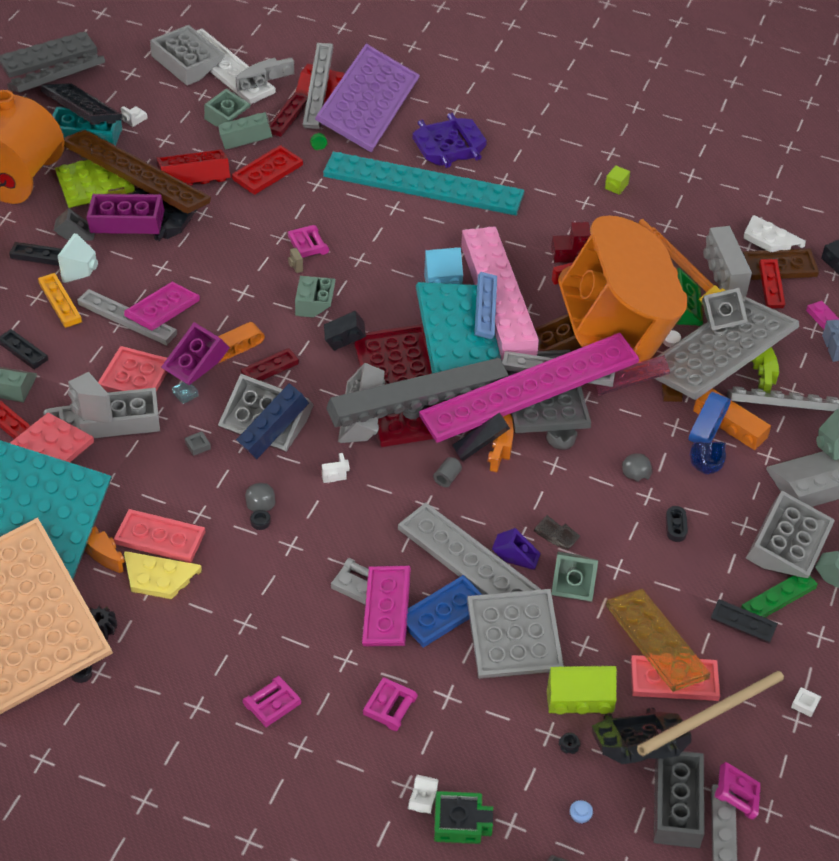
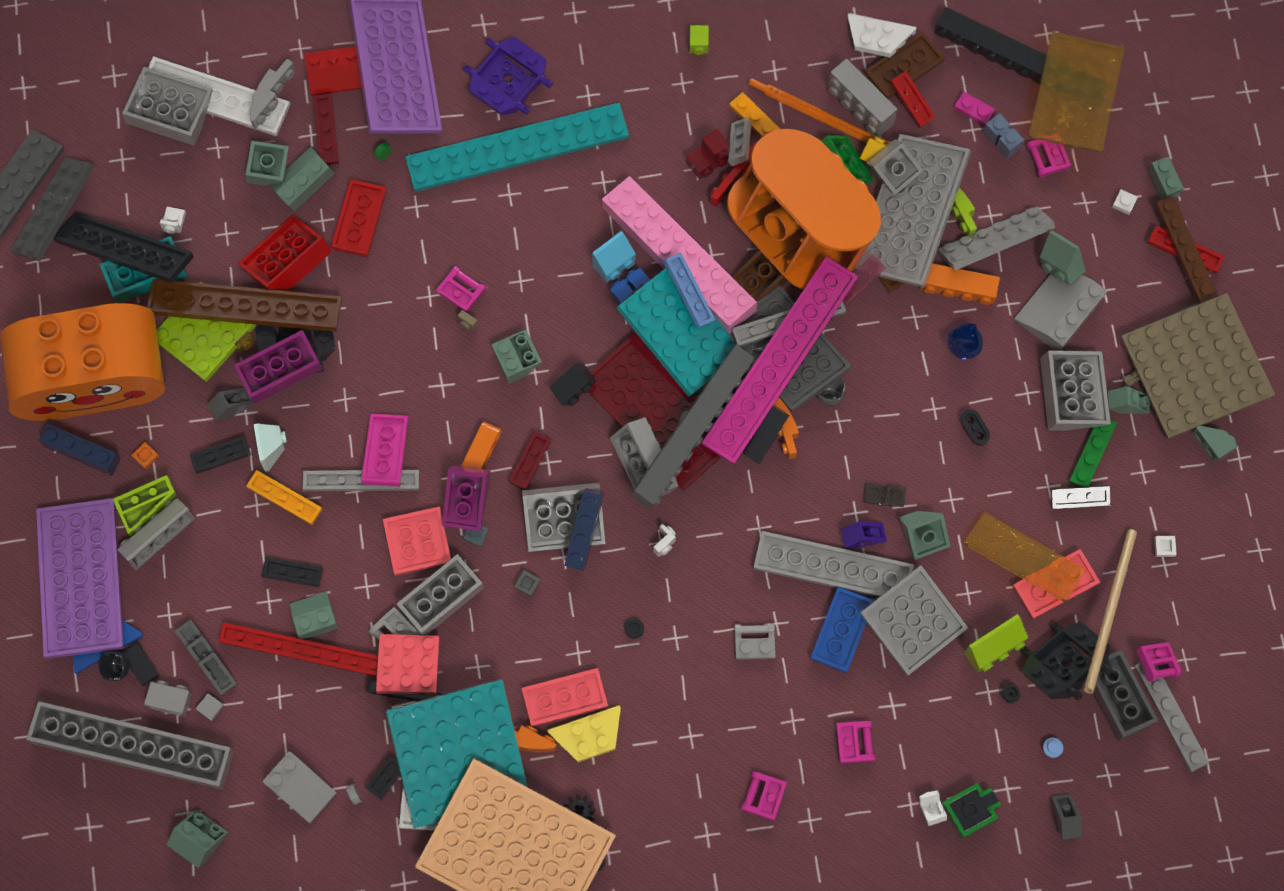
camera: 30 degrees left, 25 degrees up
(89, 399) = (421, 610): light grey slope -> none
(260, 497) = (619, 607): dark grey hair -> none
(318, 84) = (338, 81): light grey plate -> none
(386, 606) = (797, 655): dark pink tile -> none
(447, 472) = (758, 486): dark grey brick -> none
(637, 467) = (909, 385): dark grey hair -> none
(709, 418) = (946, 301): blue beam -> none

